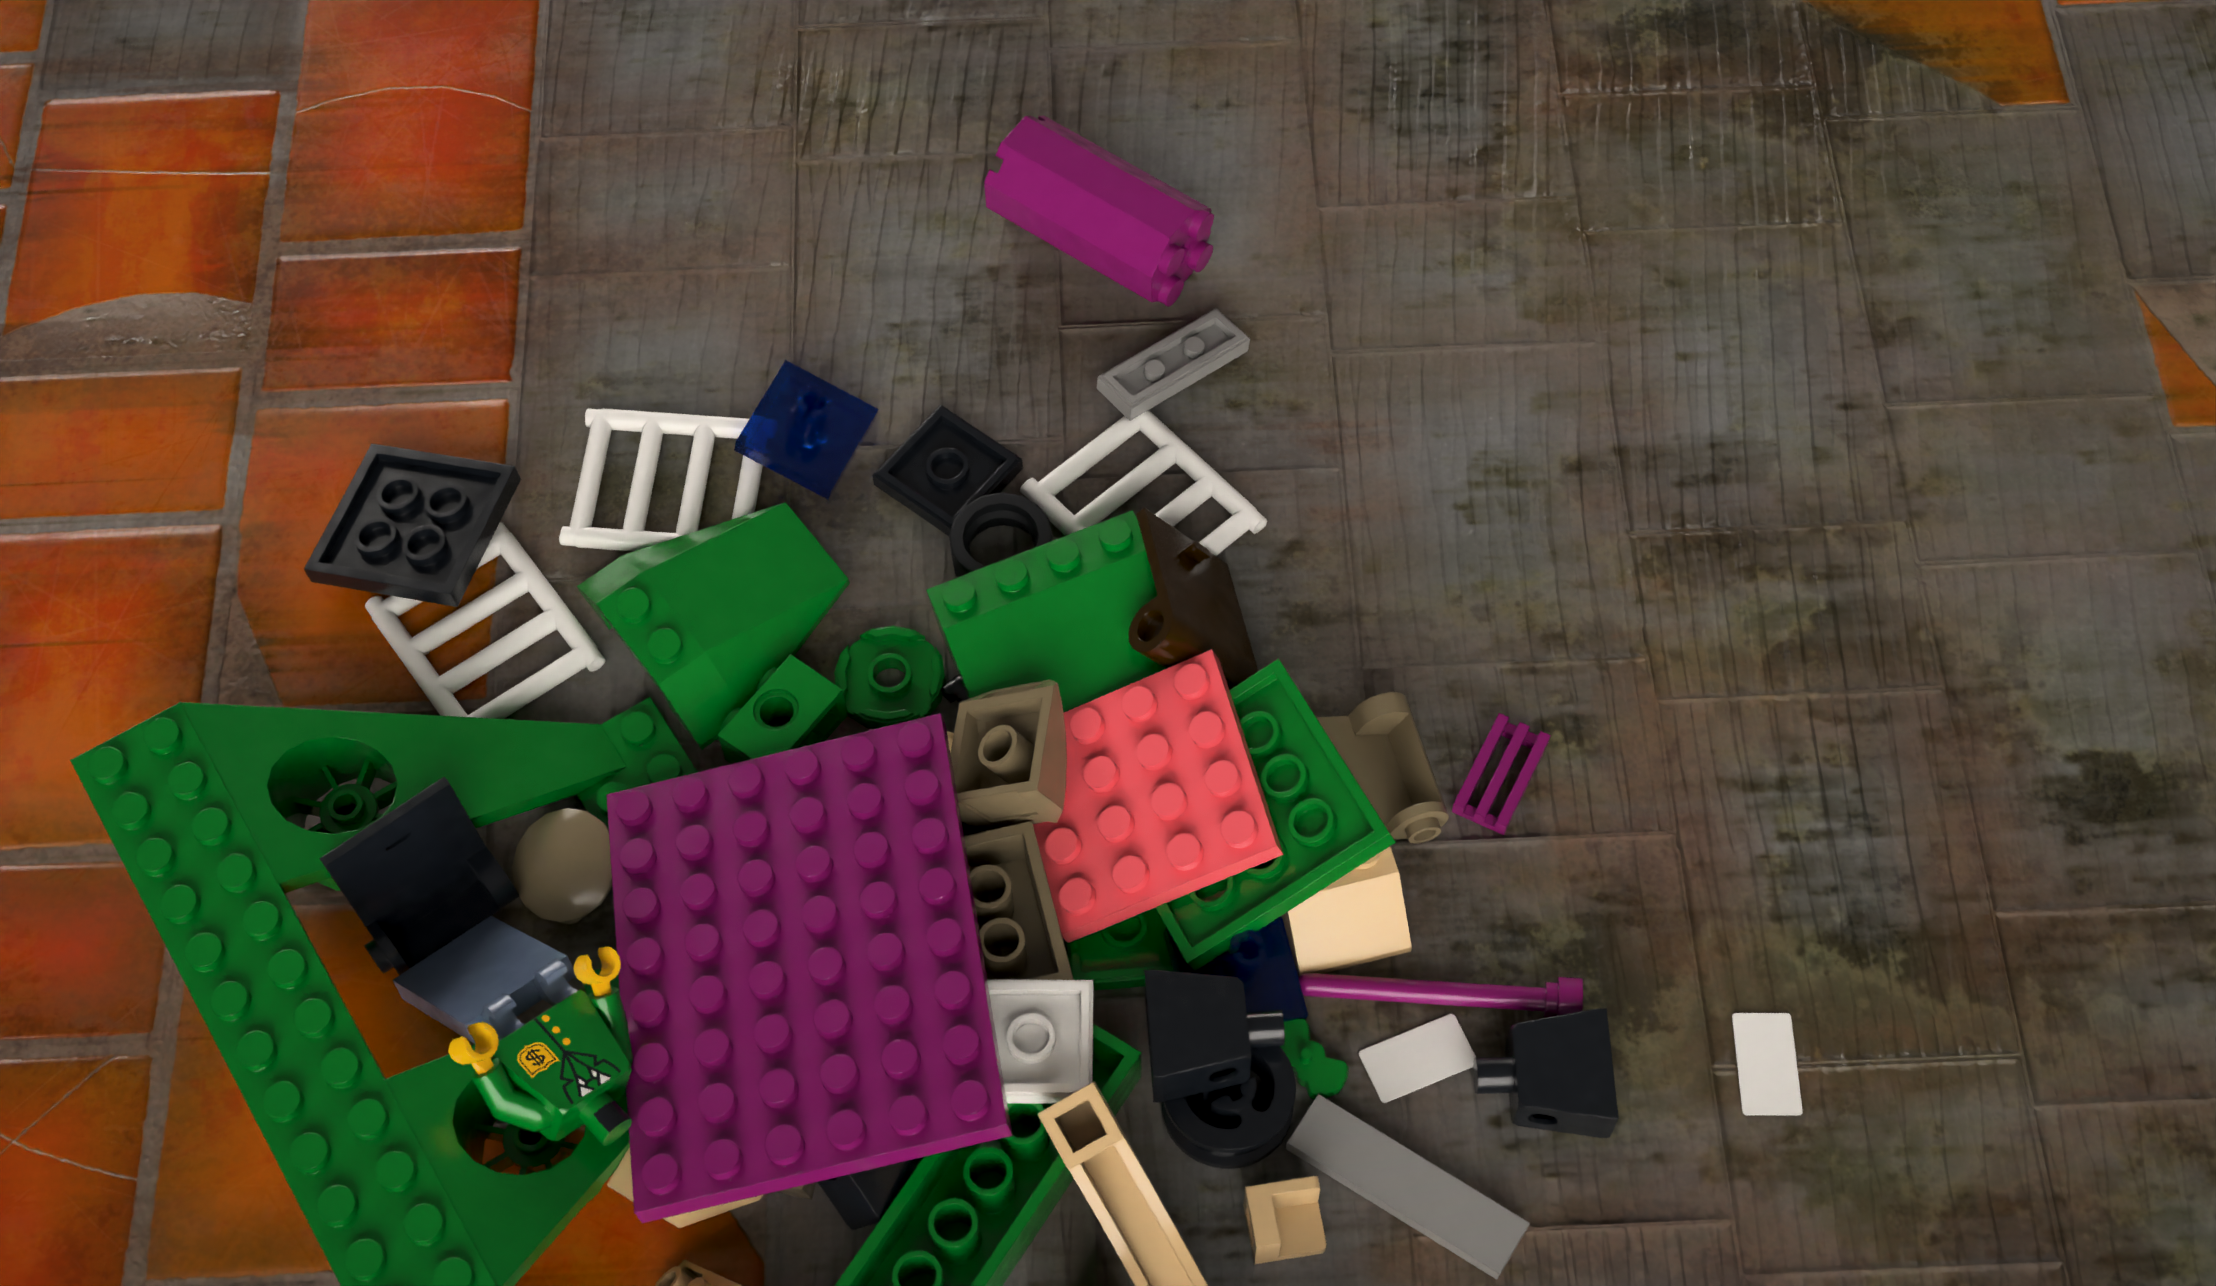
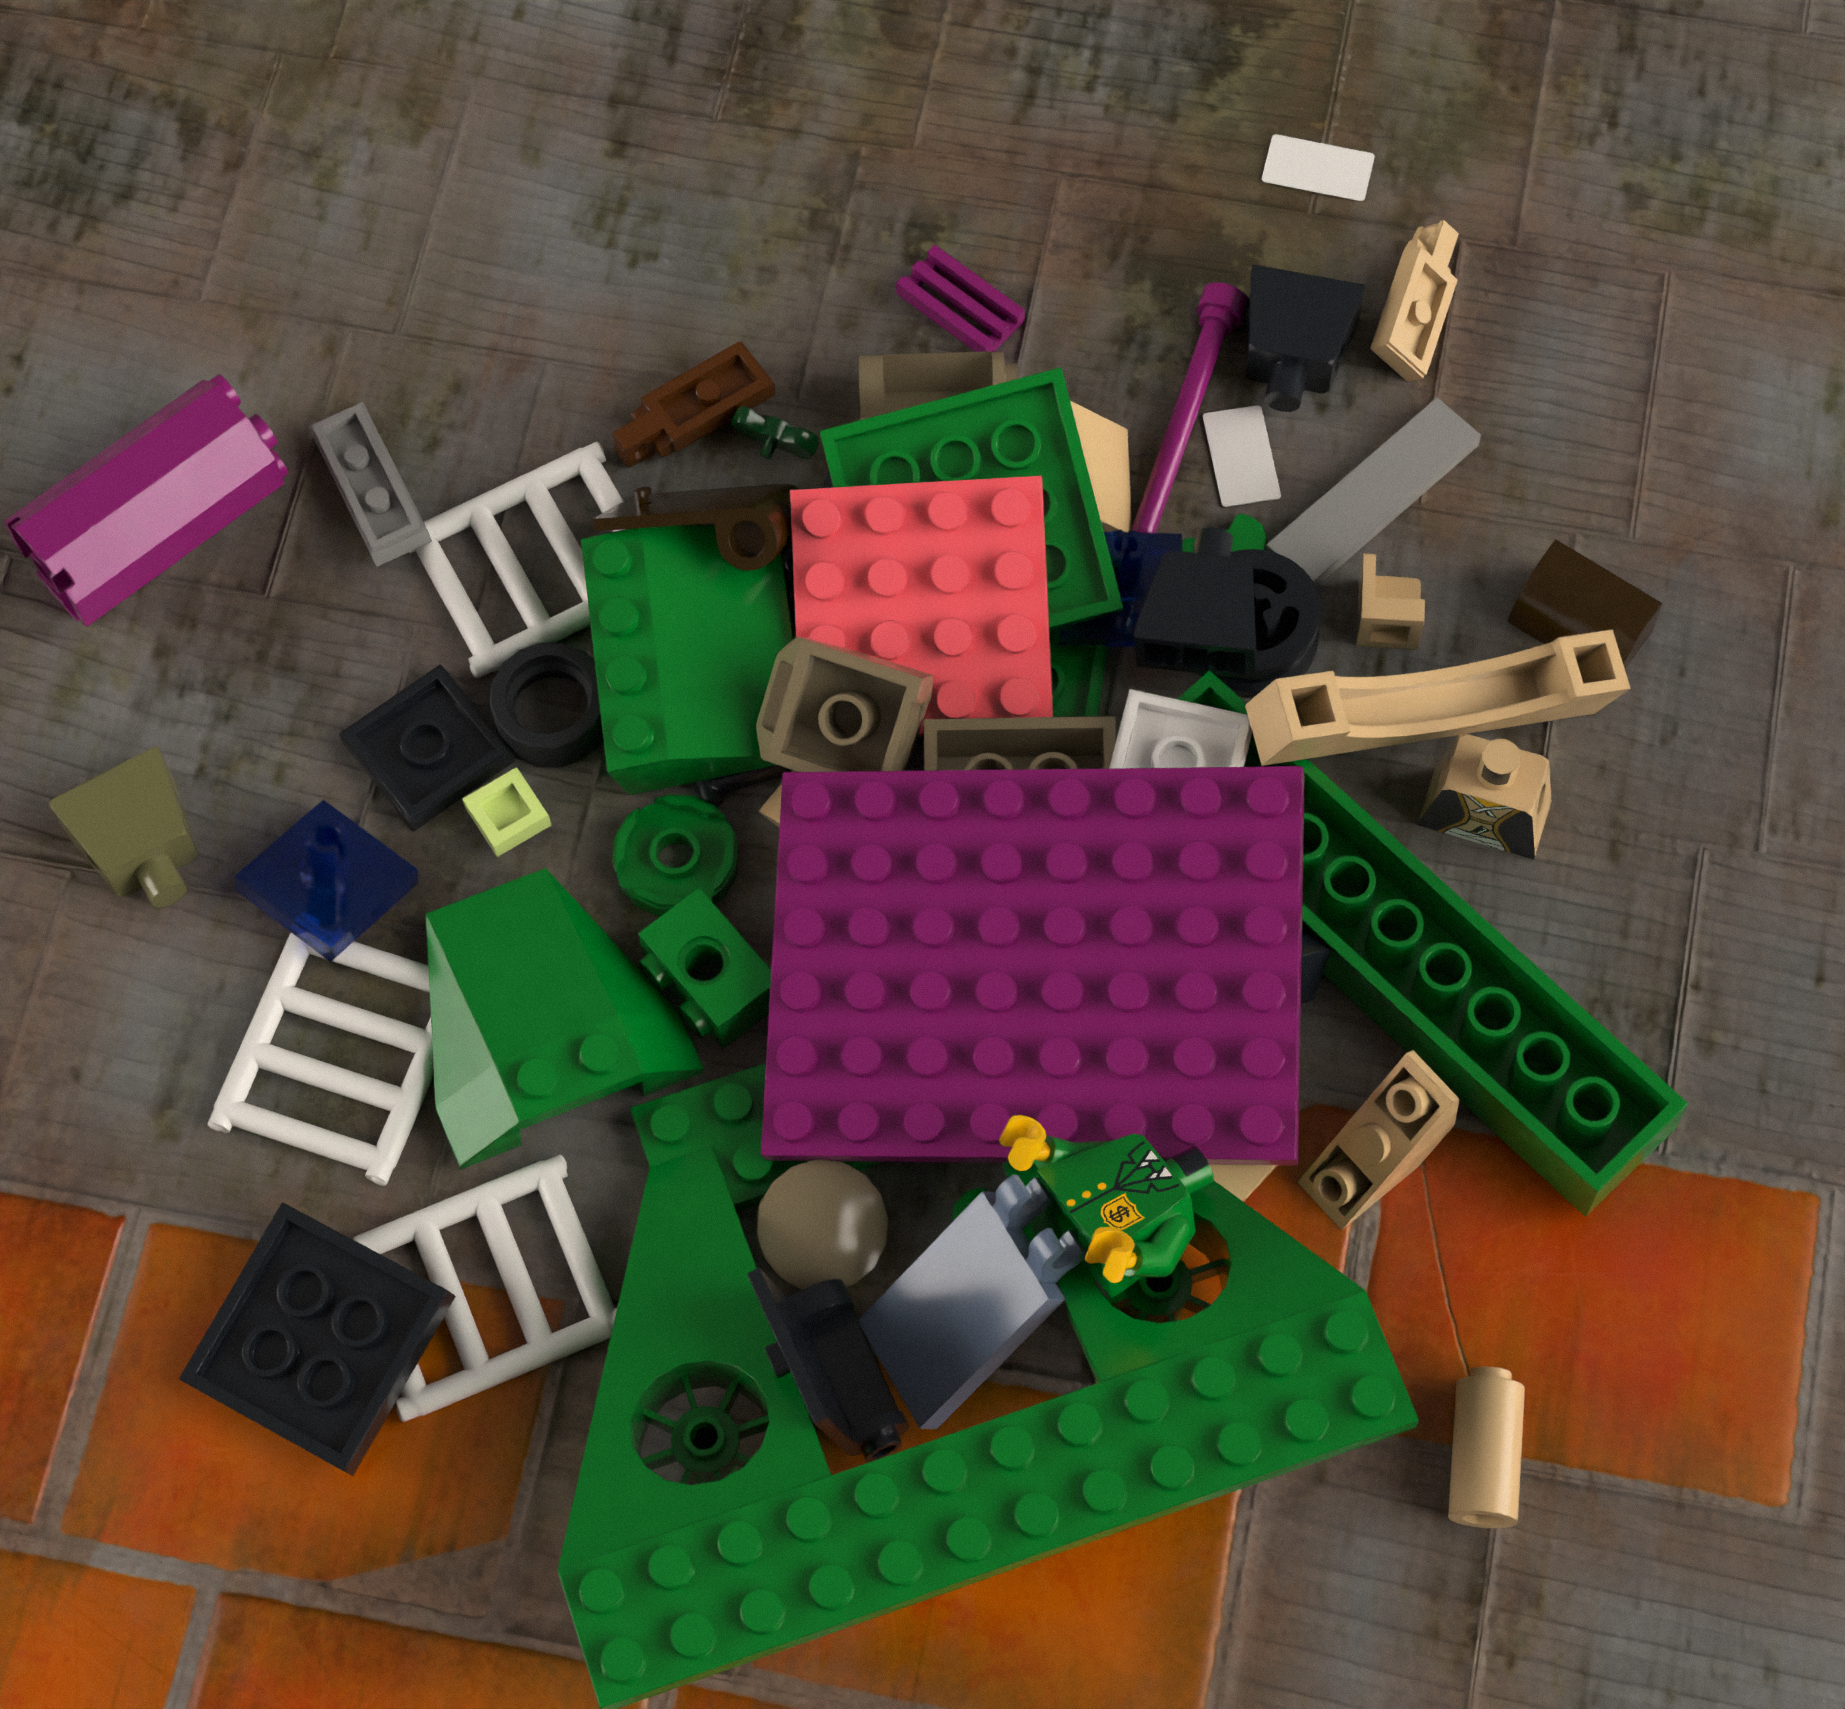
camera: 75 degrees left, 5 degrees up
(822, 287) = (131, 827): none -> olive torso
(896, 540) = (507, 812): none -> yellowish green plate
(1313, 651) = (775, 434): none -> dark green piece
(1322, 583) = (693, 405): none -> reddish brown hinge
(1632, 1181) = (1417, 302): none -> tan hinge

